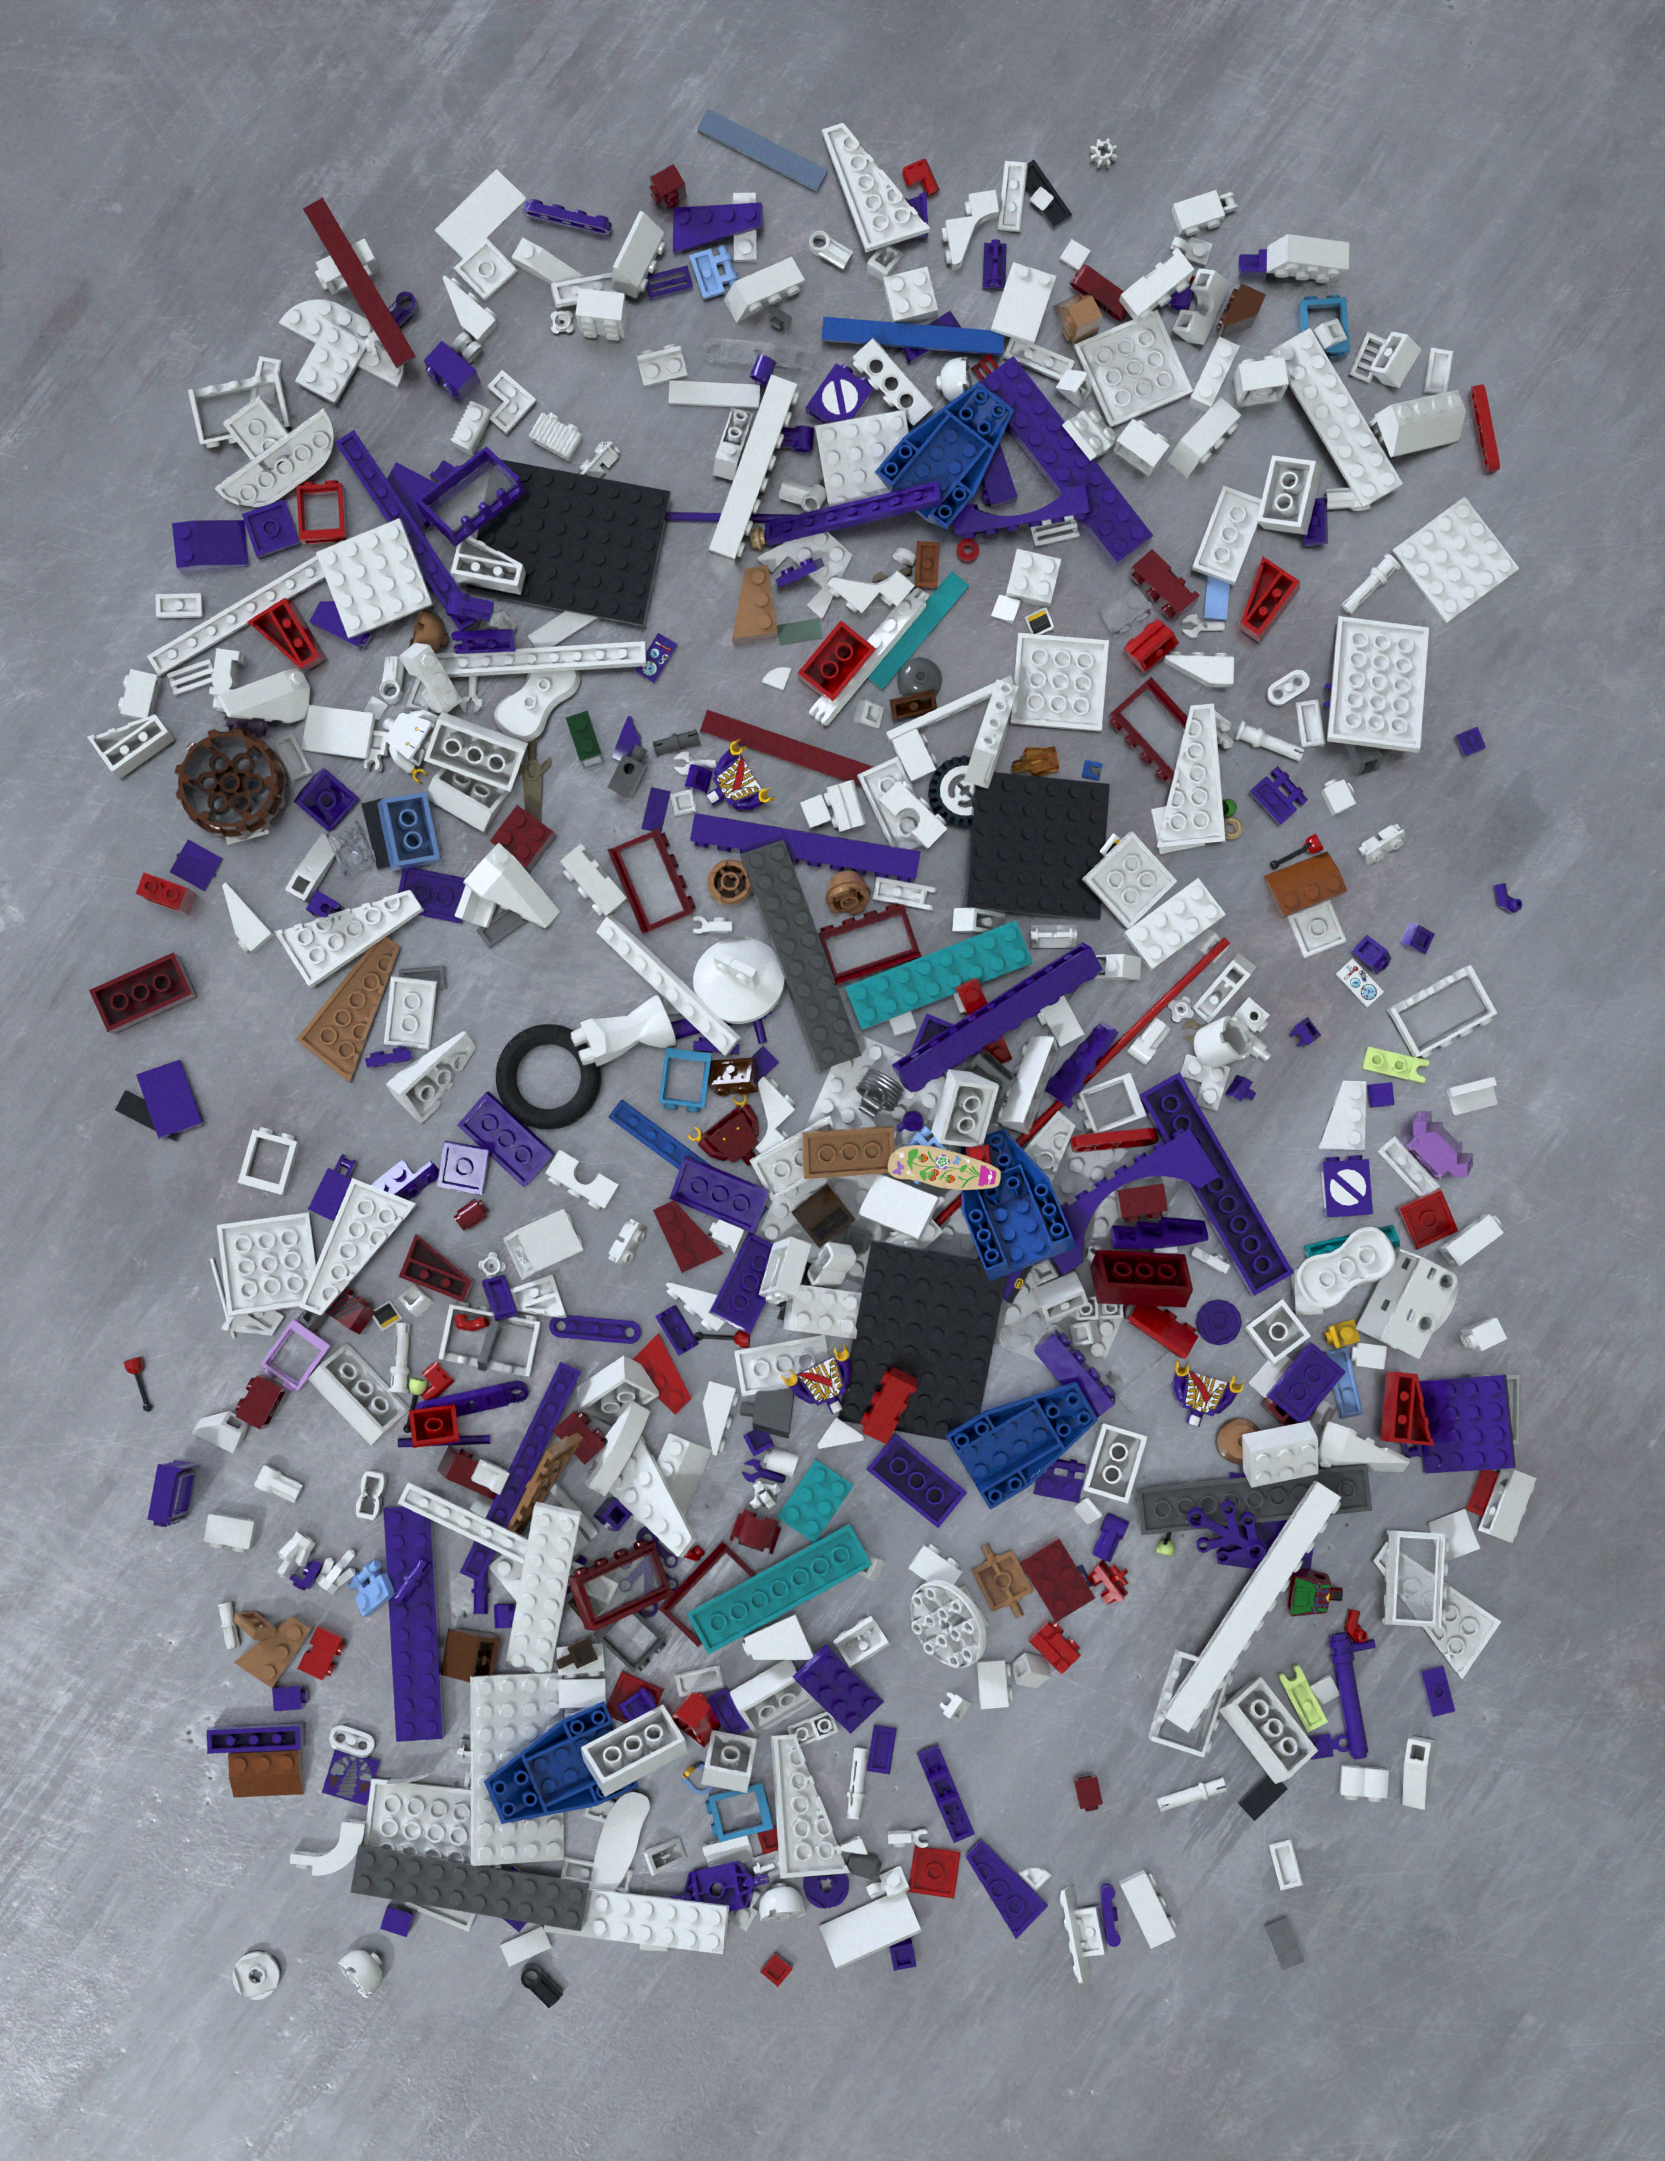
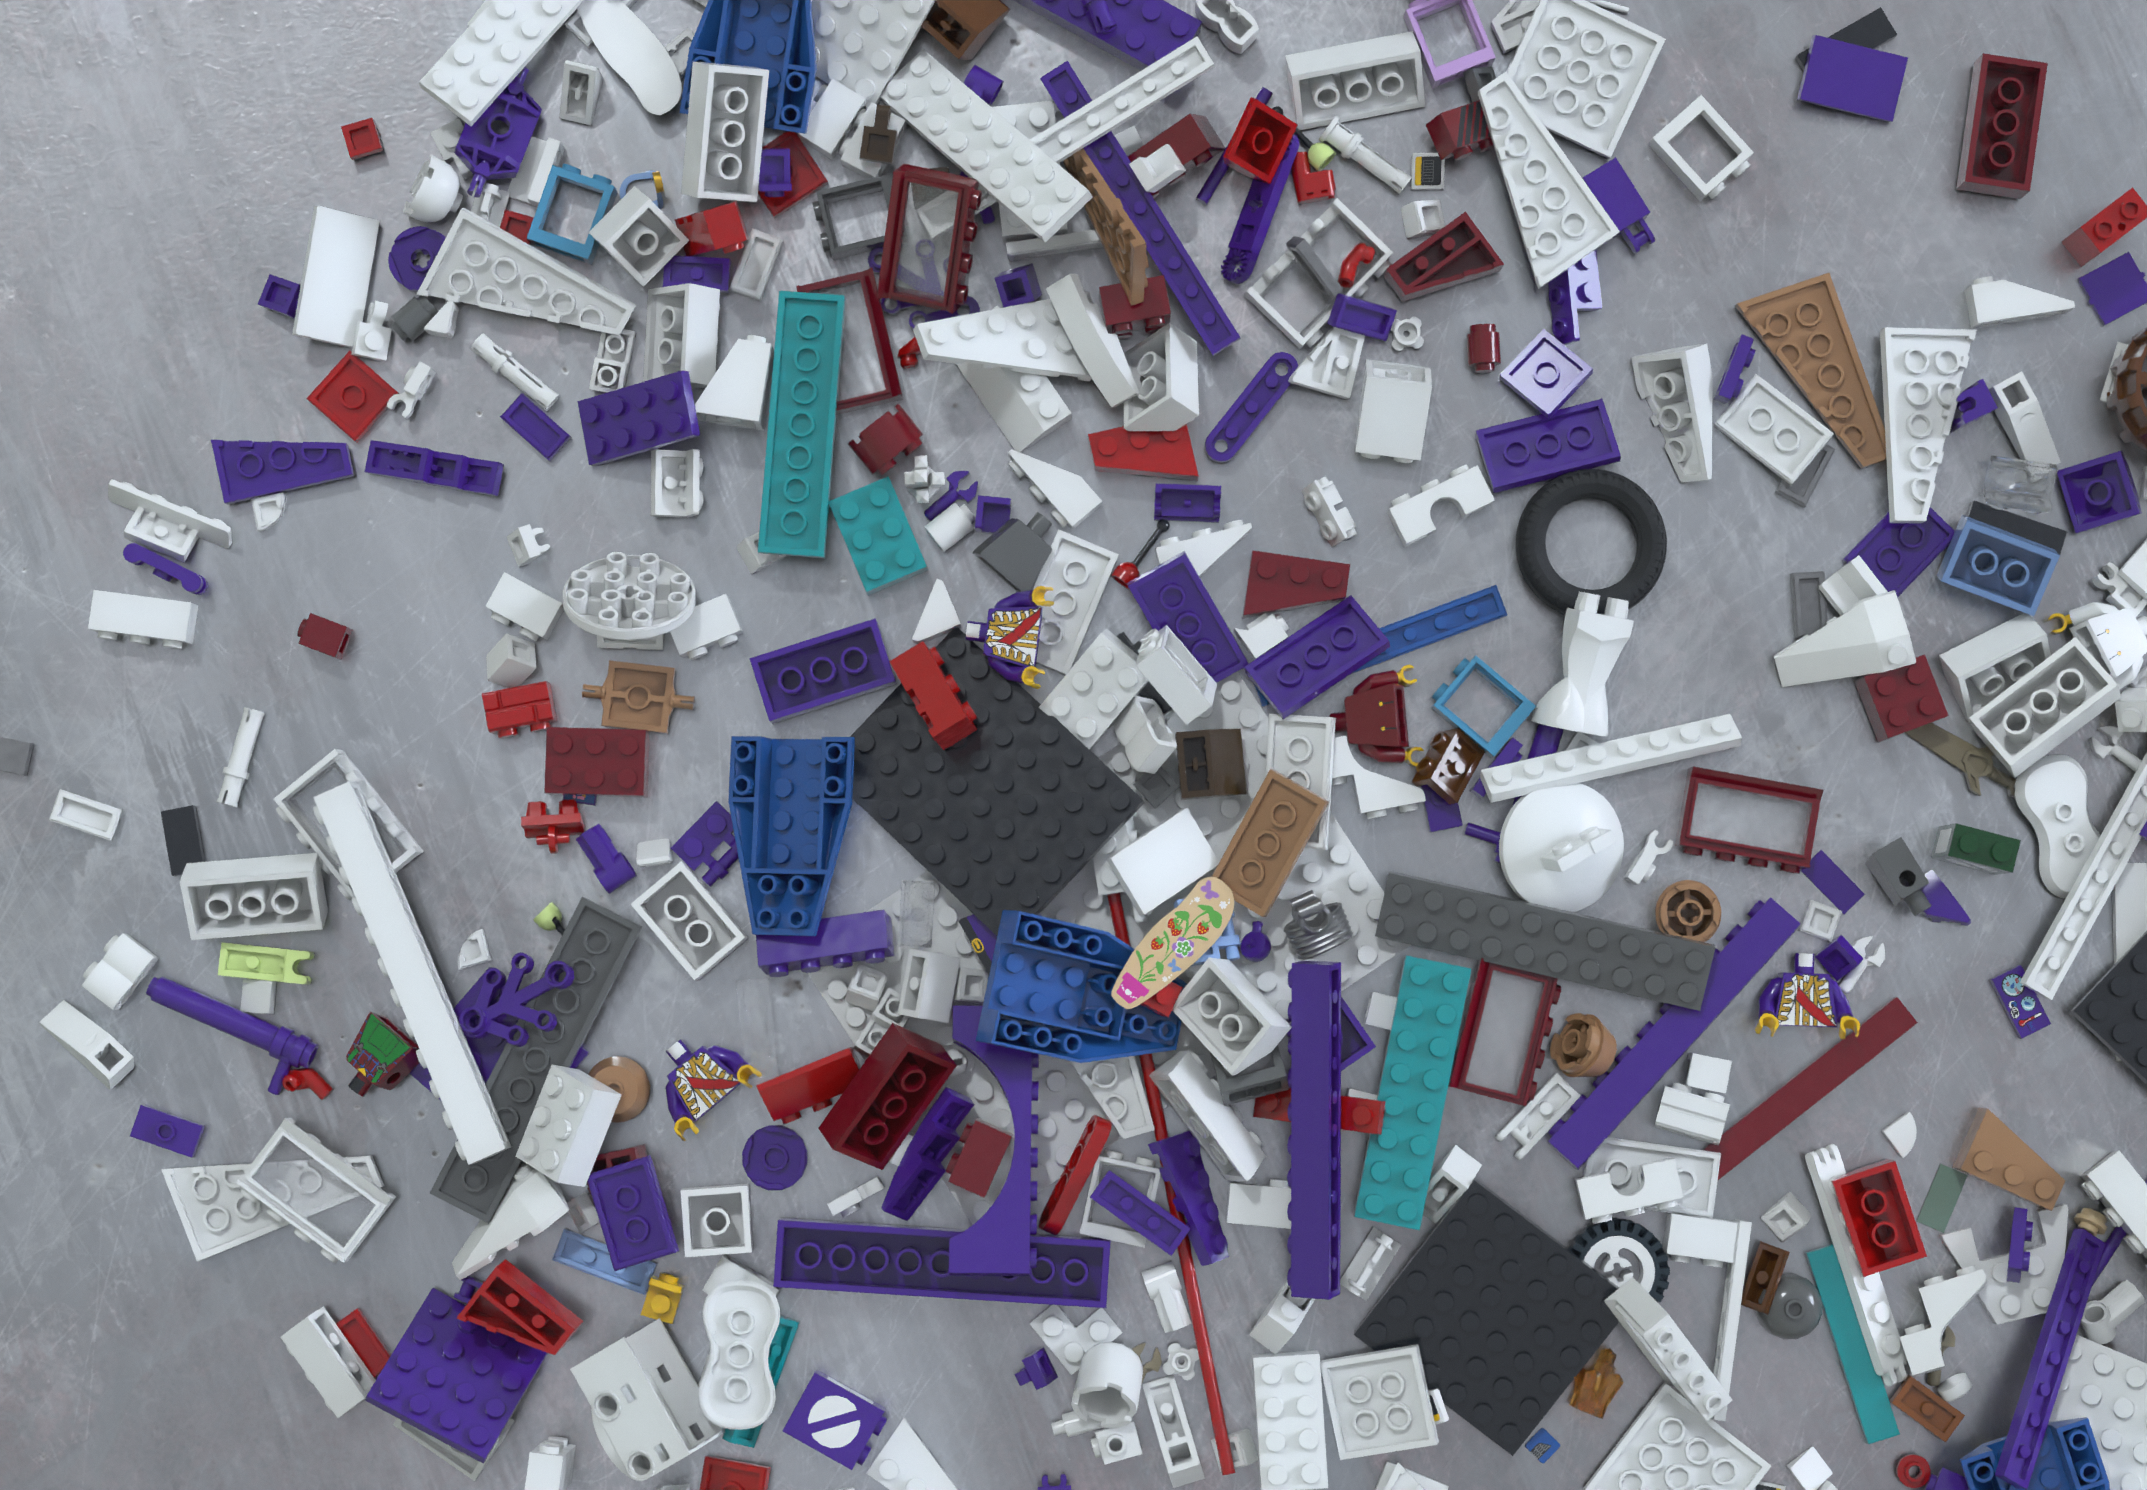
camera: 125 degrees right, 0 degrees up
(481, 1595) = (1025, 73): dark purple pin -> none
(593, 881) = (1795, 748): white wedge -> none
(676, 742) = (1901, 959): dark grey pin -> none
(1111, 1088) = (1140, 1212): none -> dark purple plate
(1214, 1579) = (474, 951): none -> white tile
(1269, 1375) = (672, 1177): white tile -> none
(1326, 1745) = (193, 954): dark purple plate -> none
(1368, 1355) = (616, 1312): white brick -> none
(1458, 1531) = (336, 1281): white sticker -> none

